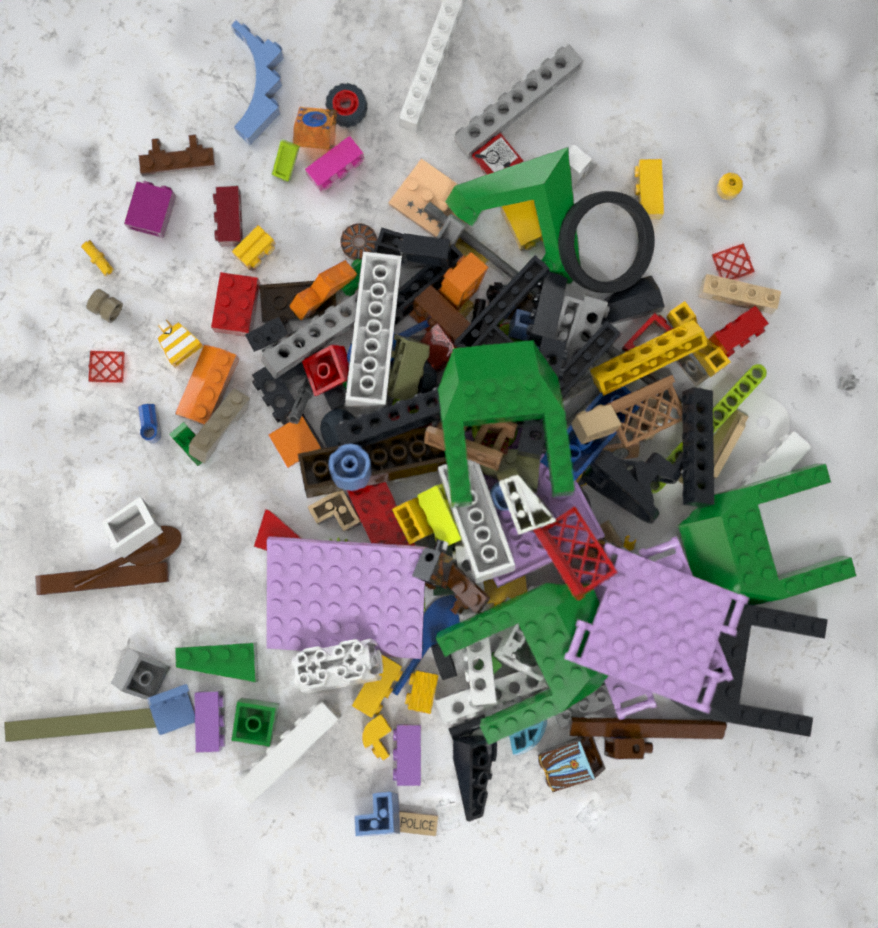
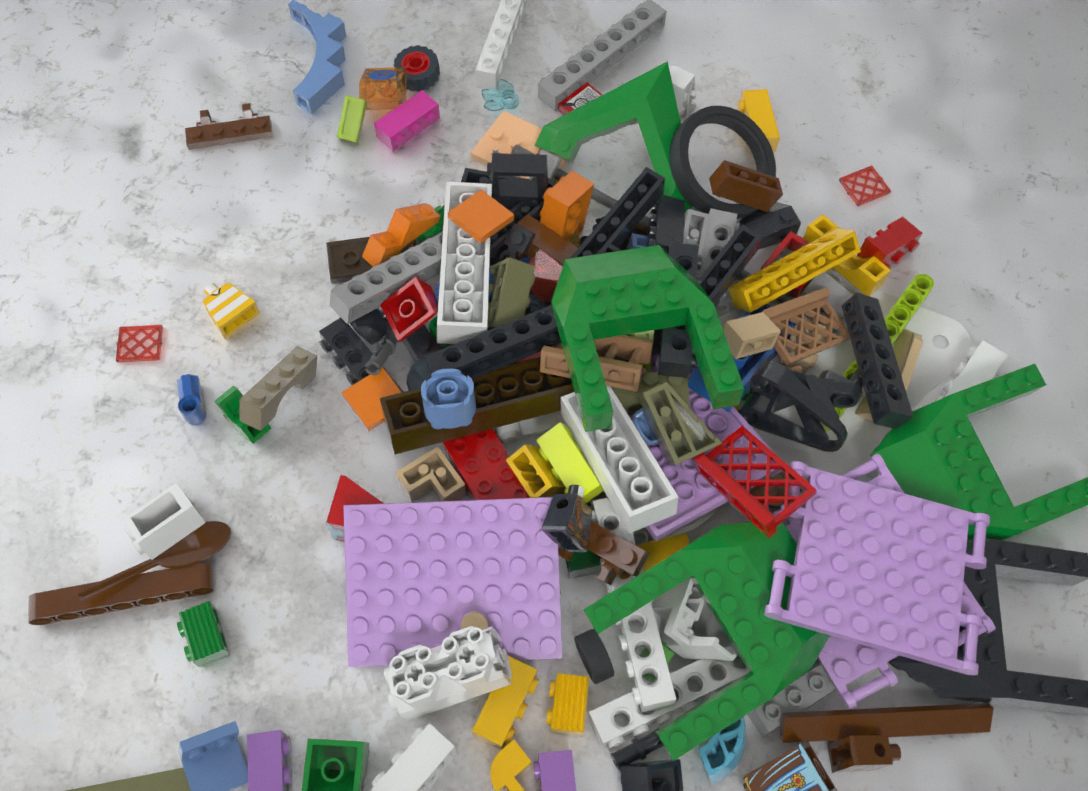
camera: 10 degrees left, 20 degrees down
(97, 258) = (133, 229): yellow pin -> none
(106, 306) = (138, 274): dark tan wheel -> none
(139, 674) = (169, 718): light grey slope -> none
(150, 209) = (196, 177): magenta brick -> none
(162, 615) = (203, 634): none -> green brick
(207, 384) = (267, 344): orange slope -> none
(224, 660) = (285, 686): green wedge -> none
(228, 216) = (288, 177): dark red brick -> none
(235, 304) = (298, 263): red brick -> none
(254, 248) = (318, 205): yellow brick -> none
(269, 333) = (325, 278): black window -> none
(358, 231) = (431, 186): tile -> none
(358, 631) = (475, 619): none -> tan tile
(389, 293) = (480, 216): none -> orange tile
(418, 140) = (501, 98): none -> clear light blue plate
(419, 314) = (518, 240): none -> black plate
(435, 619) = (573, 622): blue piece -> none
(523, 223) = (625, 156): yellow brick -> none
(620, 273) = (745, 186): none -> reddish brown brick
(729, 186) = (844, 111): yellow head -> none
(739, 293) = (879, 208): tan brick -> none
(848, 382) = (1027, 289): light grey plate -> none

